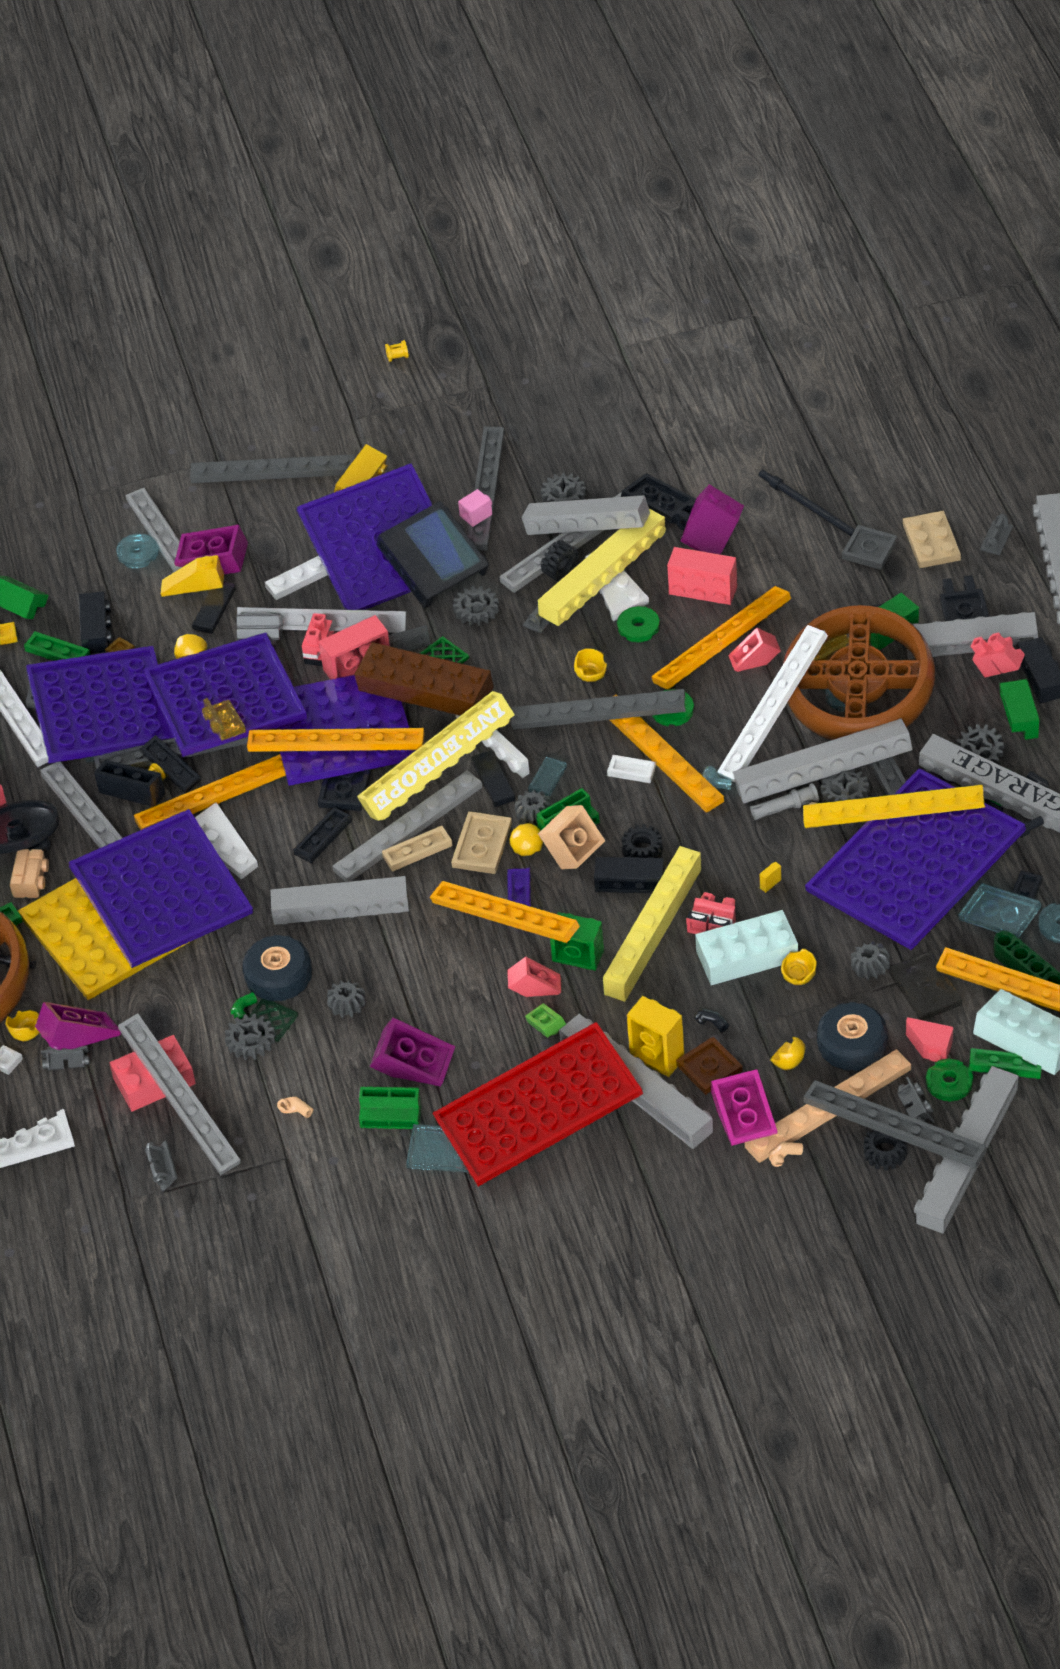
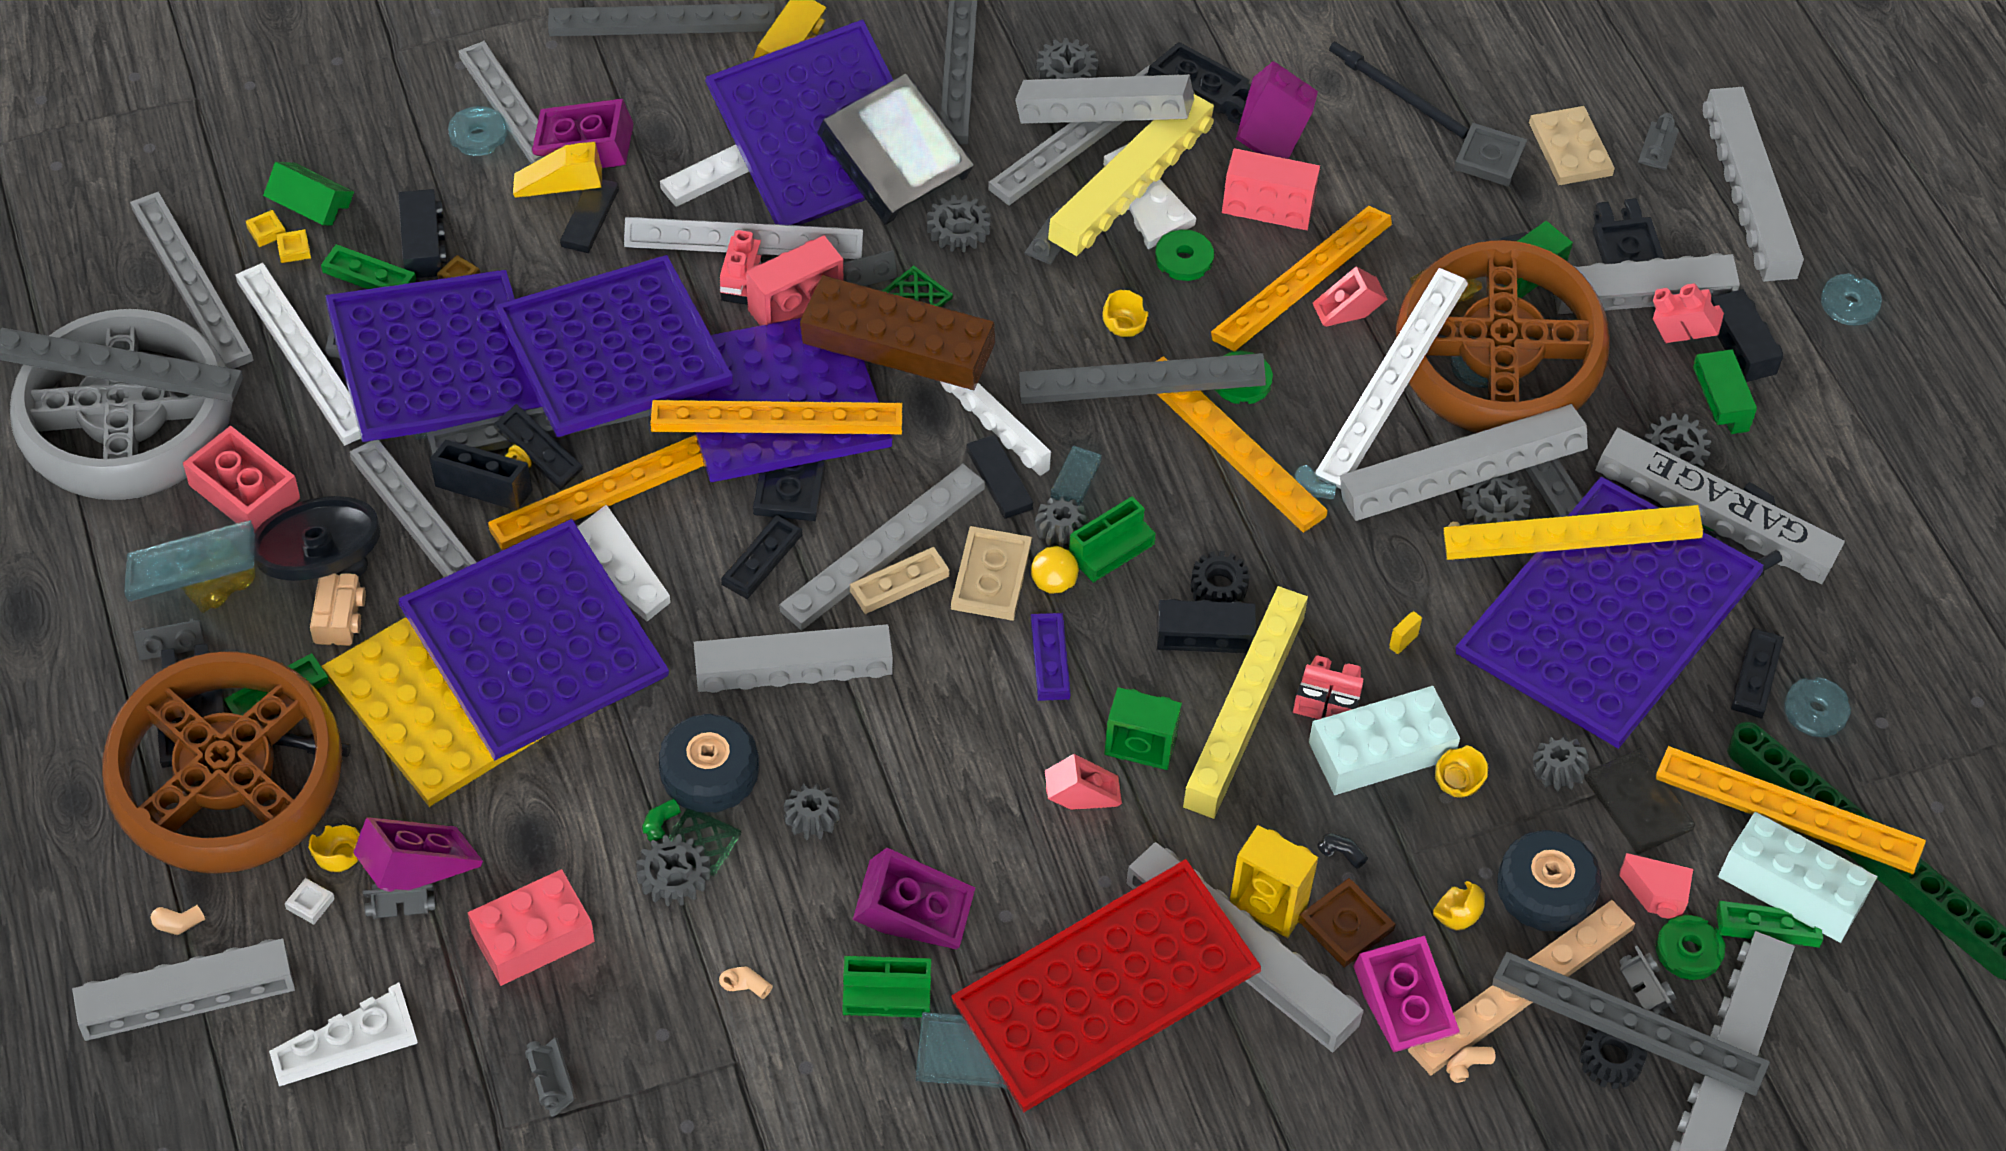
camera: 10 degrees left, 5 degrees up
(179, 1094) = (575, 966): light grey plate -> none
(189, 645) = (558, 272): yellow hair -> none
(223, 719) = (616, 384): clear yellow bracket -> none
(254, 624) = (655, 243): brick -> none
(435, 756) = (921, 444): light yellow brick -> none
(475, 507) = (950, 84): bright pink brick -> none
(505, 911) = (1039, 684): light orange plate -> none
(545, 1020) = (1105, 850): bright green plate -> none
(559, 560) = (1071, 162): black tyre -> none
(571, 837) = (1123, 570): light nougat brick -> none
(631, 768) = (1193, 466): white tile -> none
(794, 799) = (1427, 517): light grey pin -> none
(999, 910) = (1733, 689): clear light blue tile -> none

